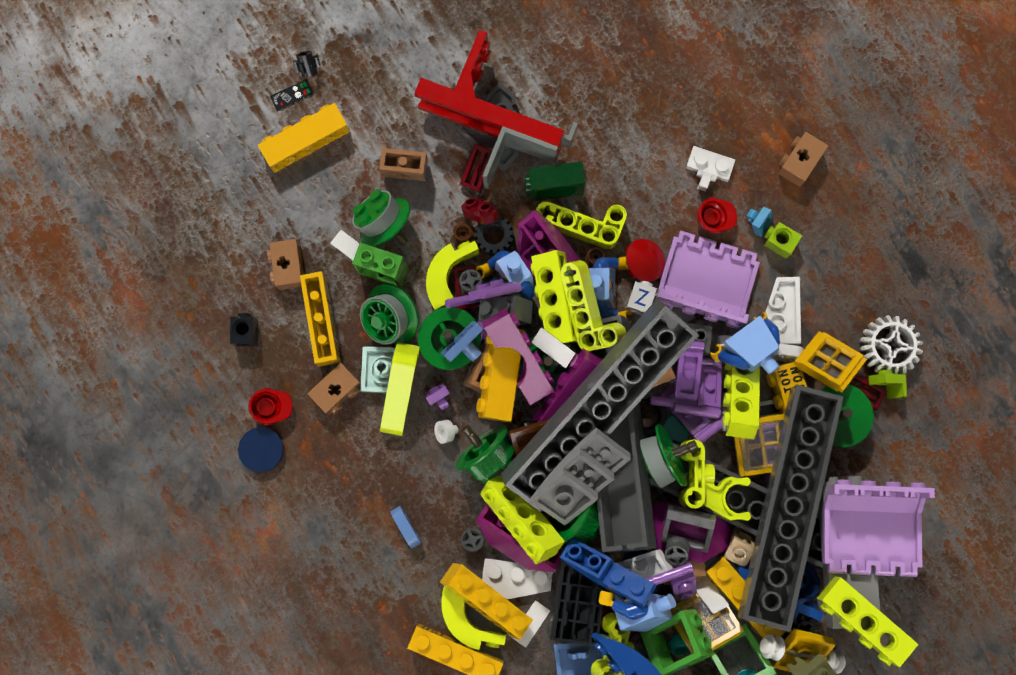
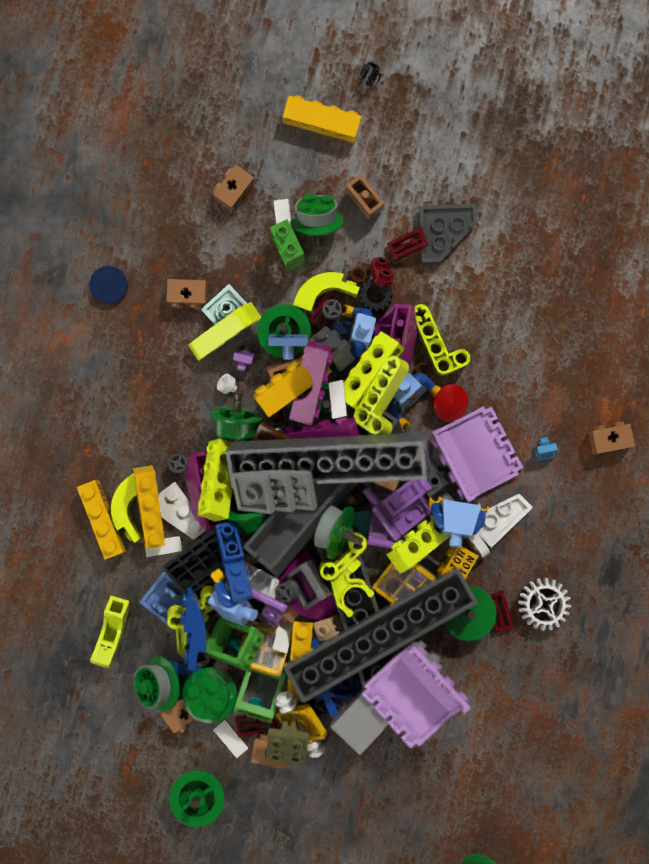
camera: 40 degrees right, 5 degrees up
(249, 339) = (168, 211): black brick -> none
(270, 406) = (138, 264): red hat -> none
(292, 94) = (342, 84): black sticker -> none
(320, 319) = (220, 241): yellow brick -> none
(389, 315) = (262, 281): green piece -> none
(405, 527) = (147, 416): medium blue beam -> none
(484, 291) = (332, 325): medium lavender plate -> none
(508, 126) = (450, 240): red piece -> none
(555, 181) = (444, 299): dark green window -> none
(641, 297) = (425, 422): white brick -> none
(709, 166) = (550, 385): white hinge -> none
(716, 215) = (522, 419): red hat -> none
(791, 237) = (553, 480): lime brick -> none
(830, 361) = (496, 575): yellow piece -> none
(894, 383) = (522, 629): lime bracket -> none
(899, 645) = (358, 775): neon yellow brick -> none

